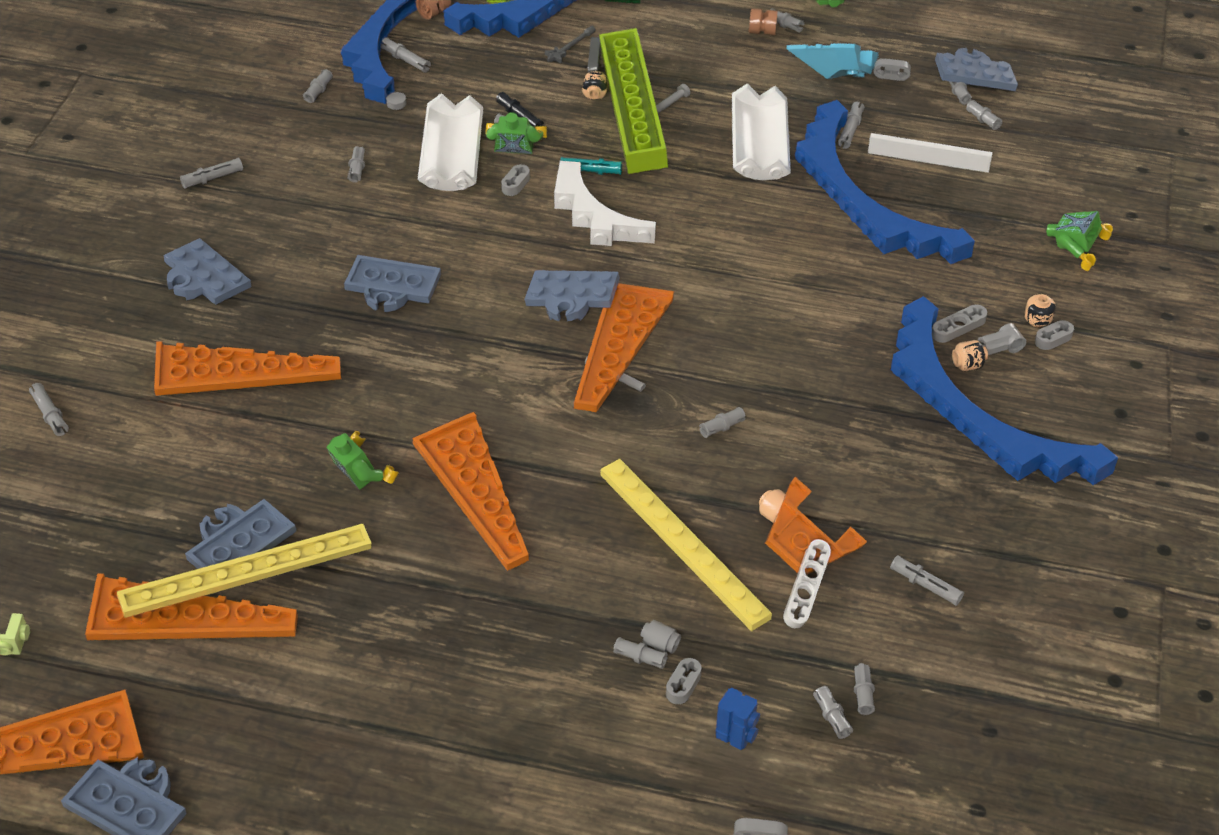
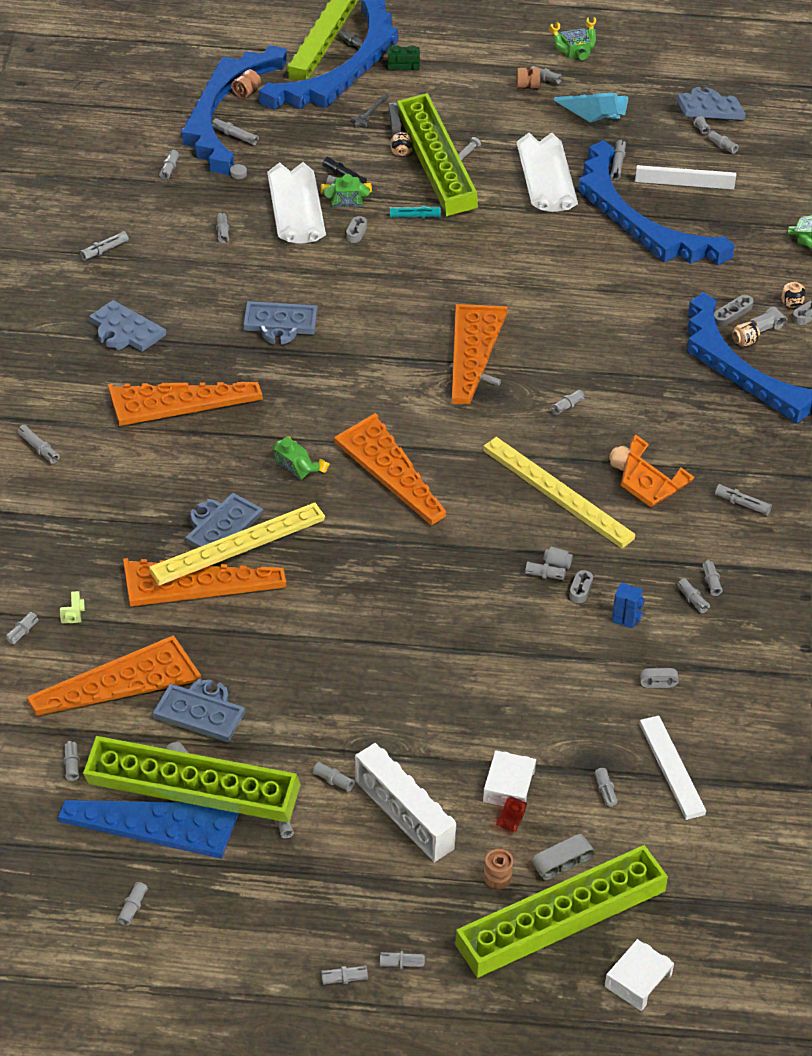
camera: 10 degrees left, 0 degrees up
(571, 291) = (426, 314): sand blue plate -> none
(587, 212) = (423, 250): white arch -> none
(804, 582) = (654, 509): white beam -> none
(892, 69) = (642, 110): light grey beam -> none

